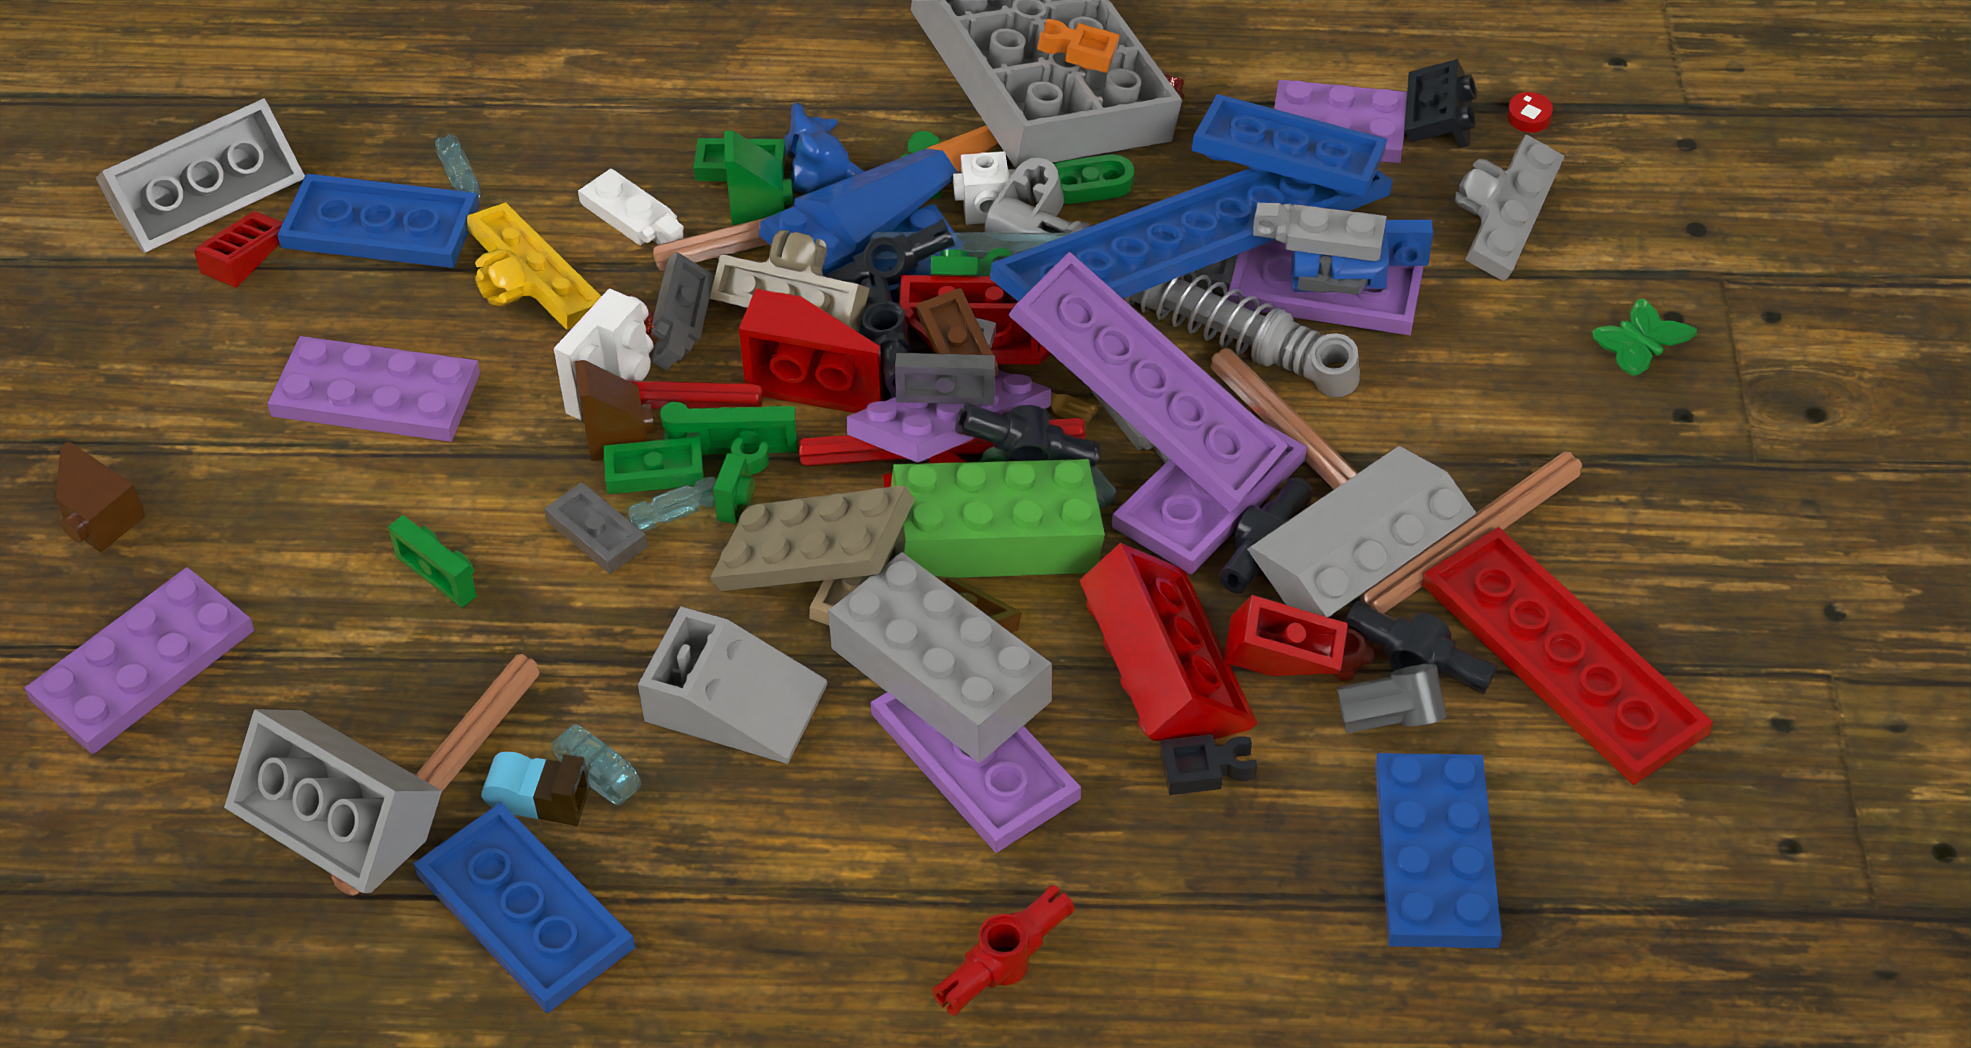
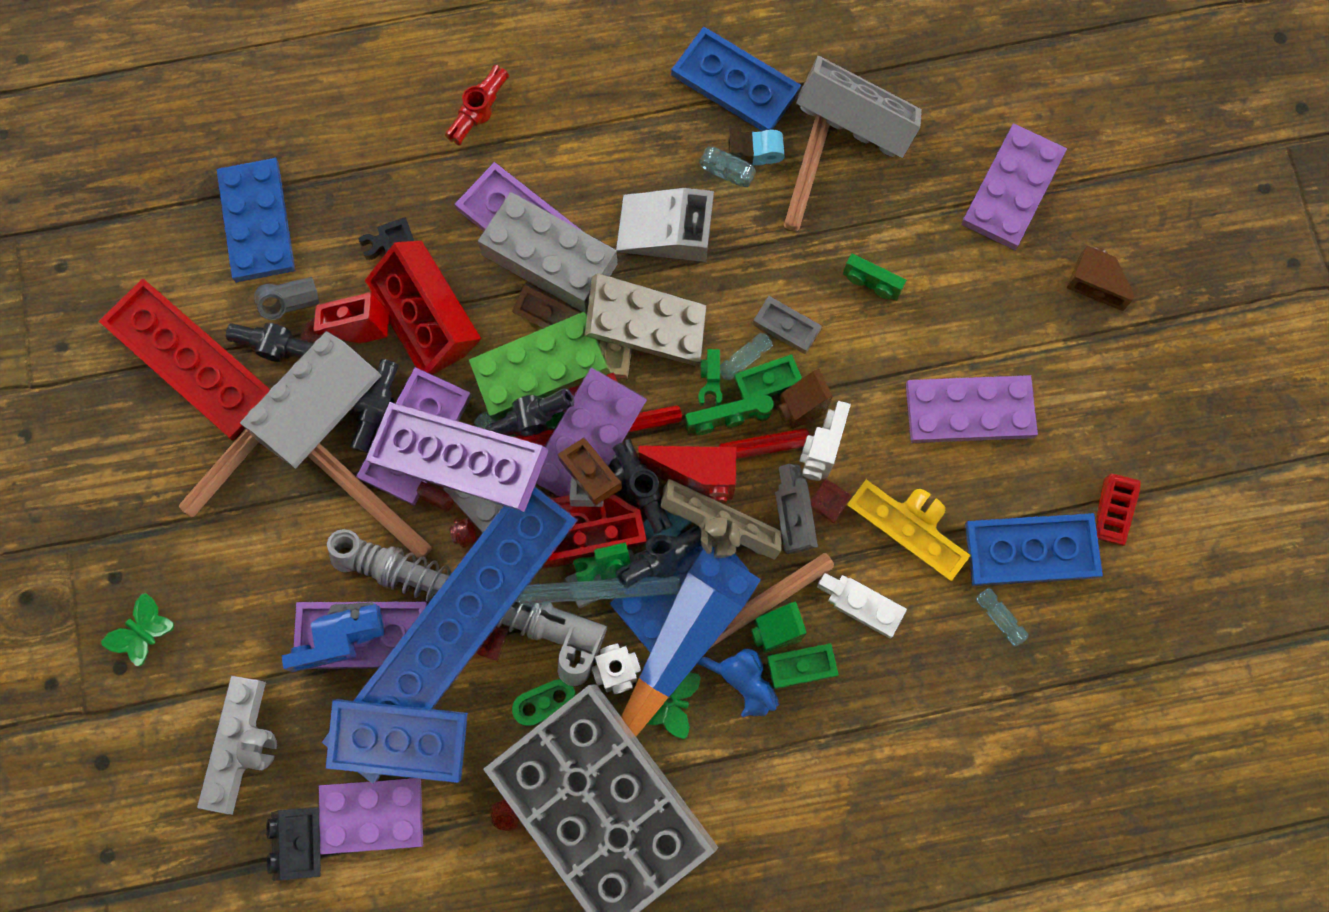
camera: 165 degrees right, 25 degrees up
(200, 176) = (1177, 561): light grey slope -> none
(945, 378) = (600, 424): flat silver plate -> none
(1084, 46) = (560, 787): orange plate -> none
(1322, 230) = (356, 632): light grey hinge -> none
(1530, 112) = (226, 860): red tile -> none

